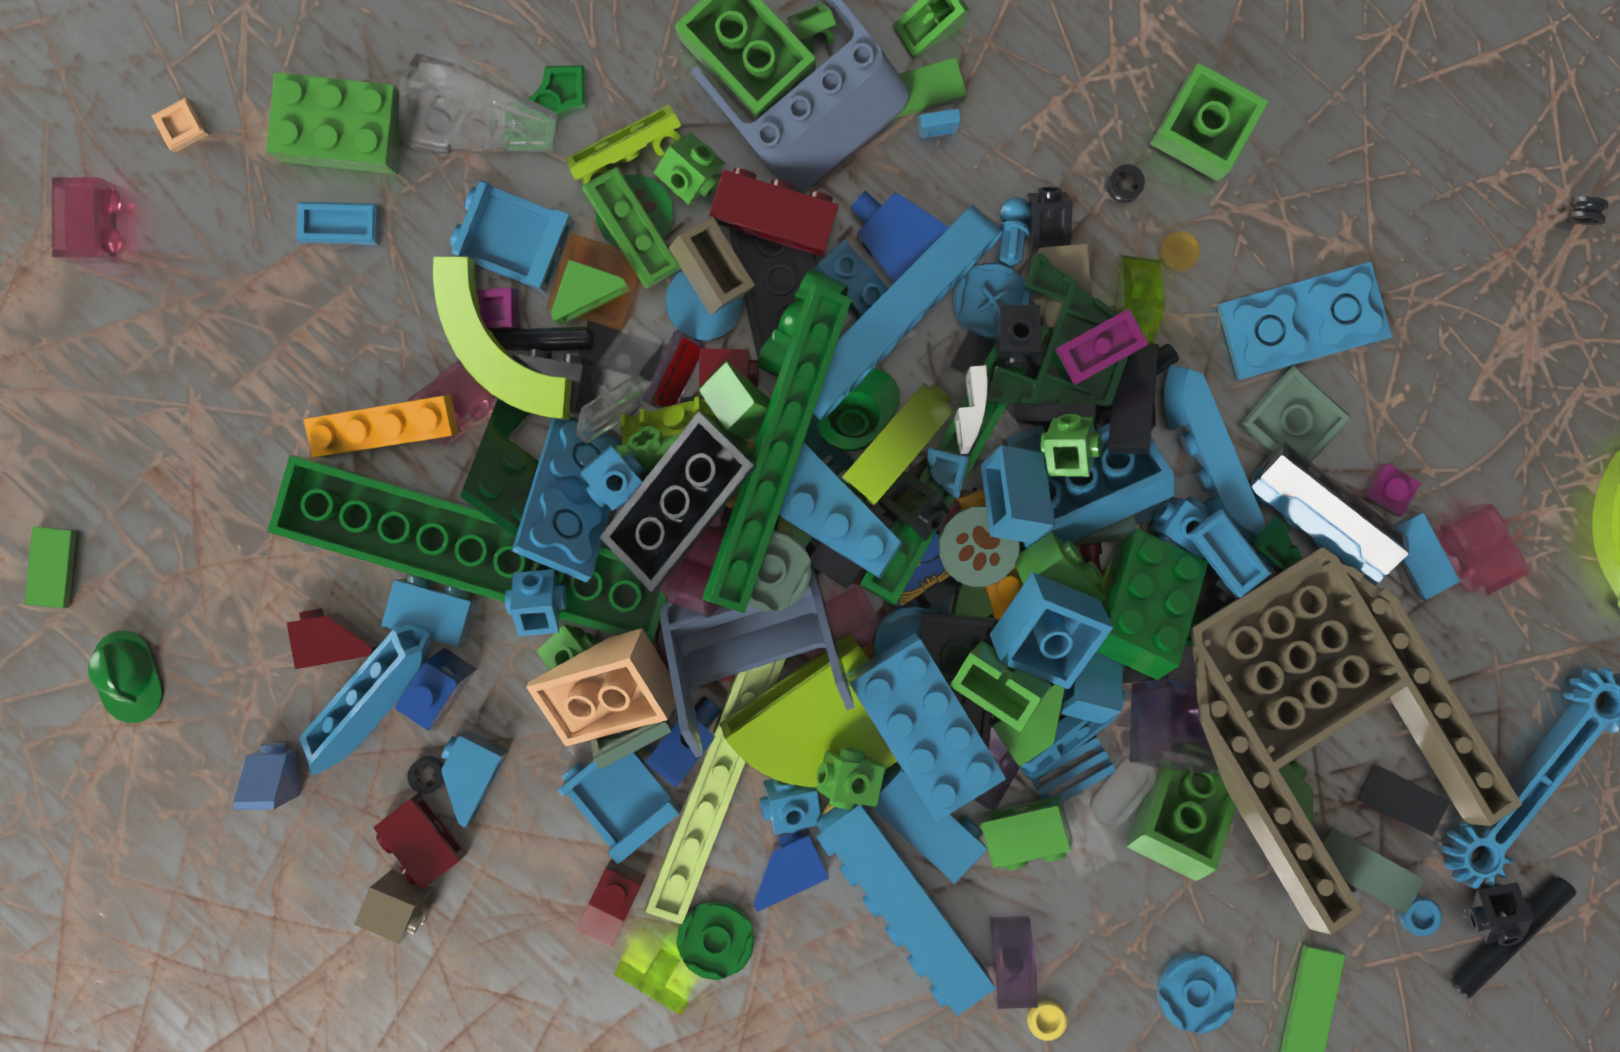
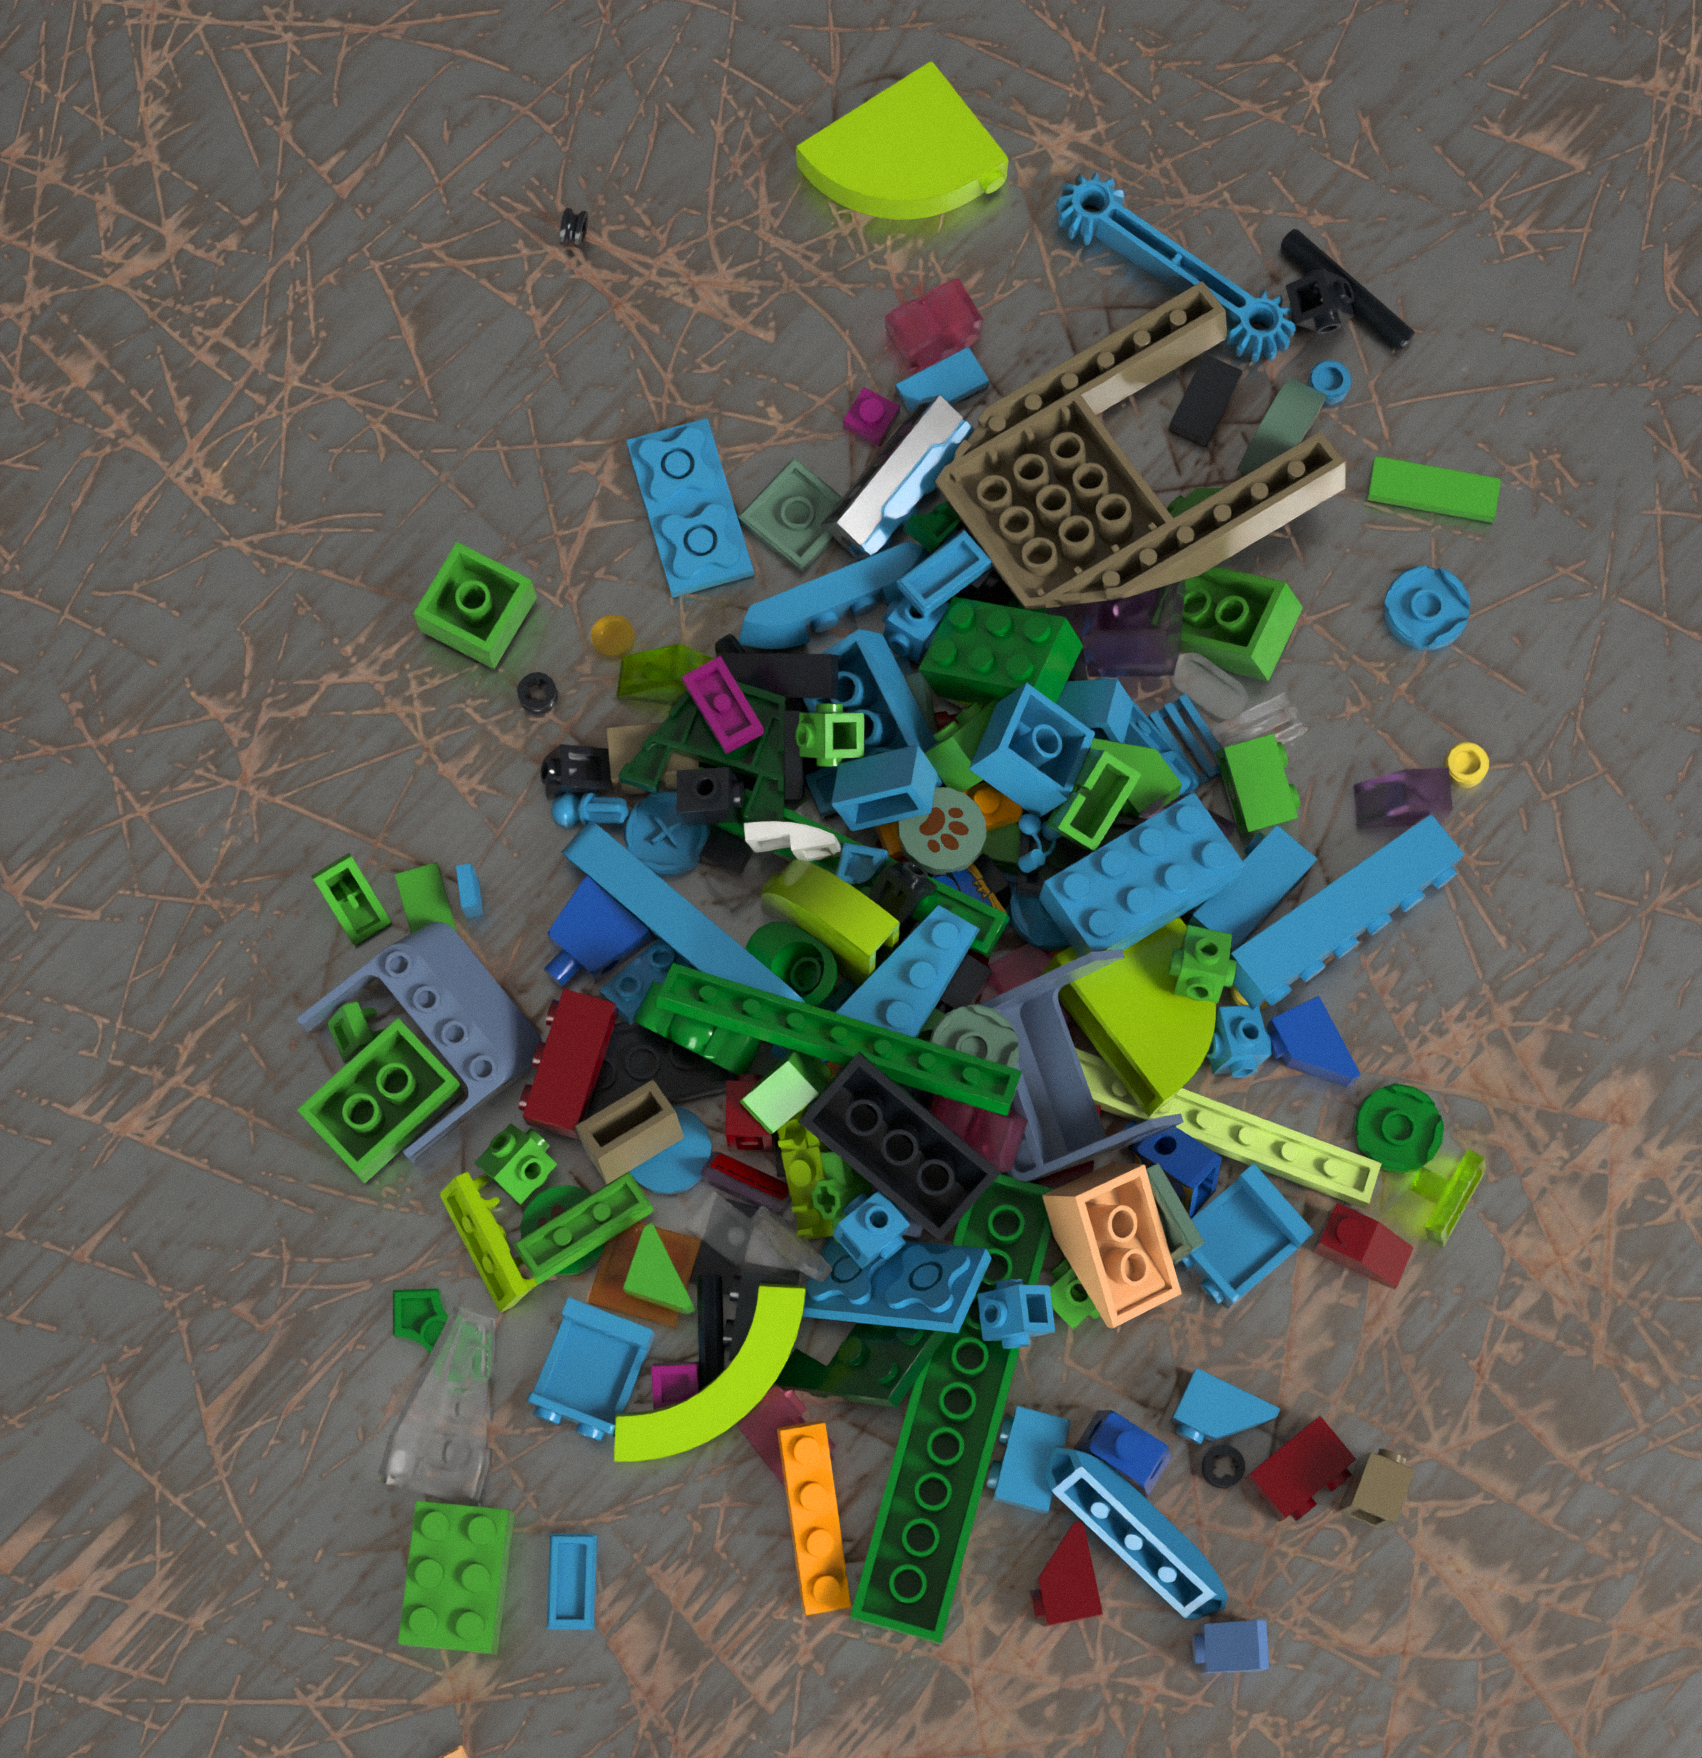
camera: 90 degrees left, 15 degrees down
(982, 628) = (1031, 825): none -> dark azure piece

